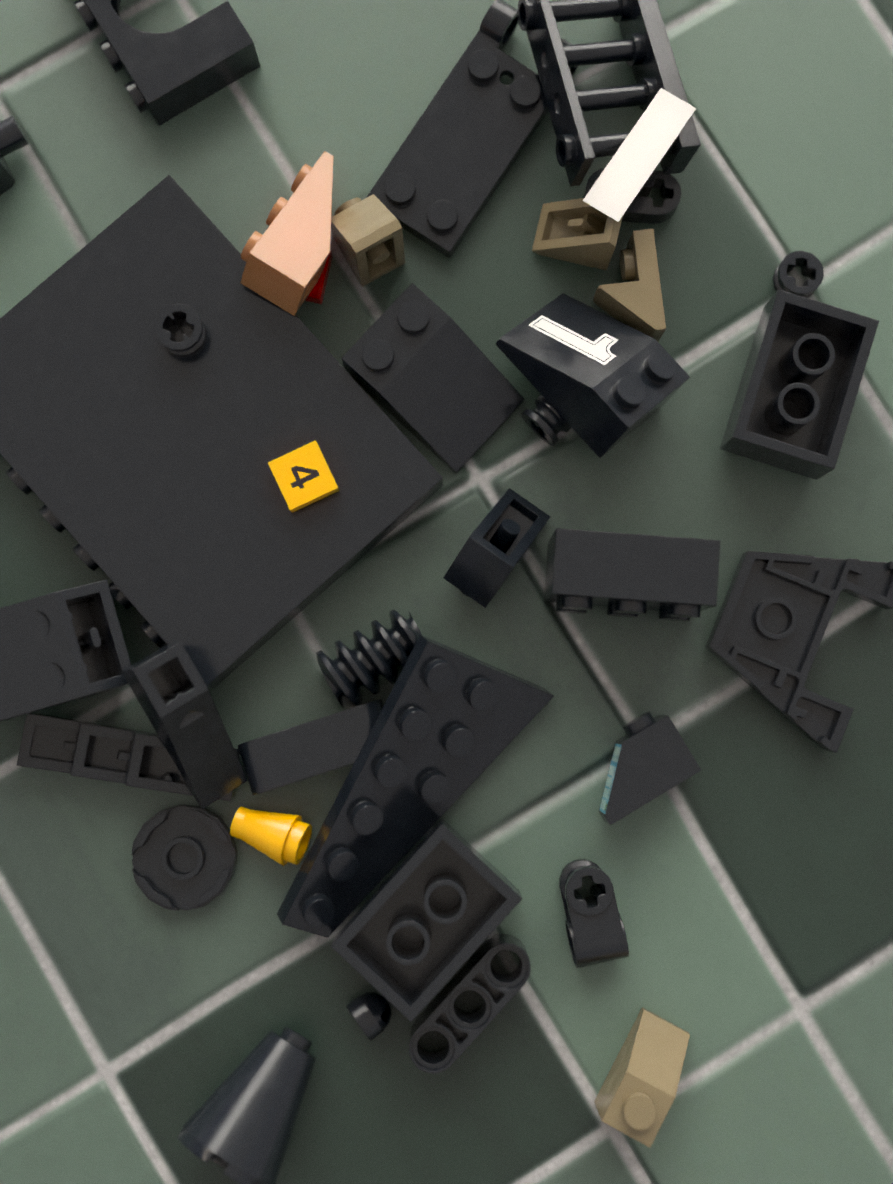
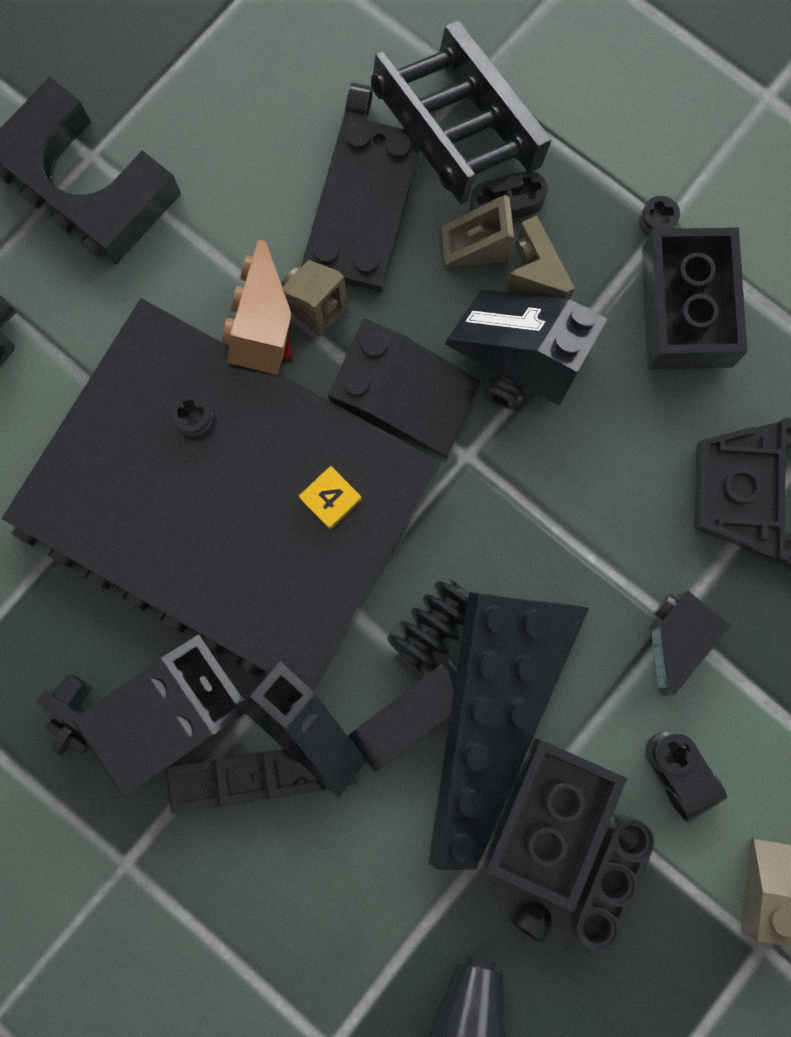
camera: 15 degrees left, 5 degrees down
(184, 857) = (334, 844): black tile -> none
(275, 834) = (402, 798): yellow cone -> none
(496, 547) = (502, 505): black slope -> none
(631, 573) = (617, 487): black brick -> none
(639, 154) = (507, 162): white sticker -> none

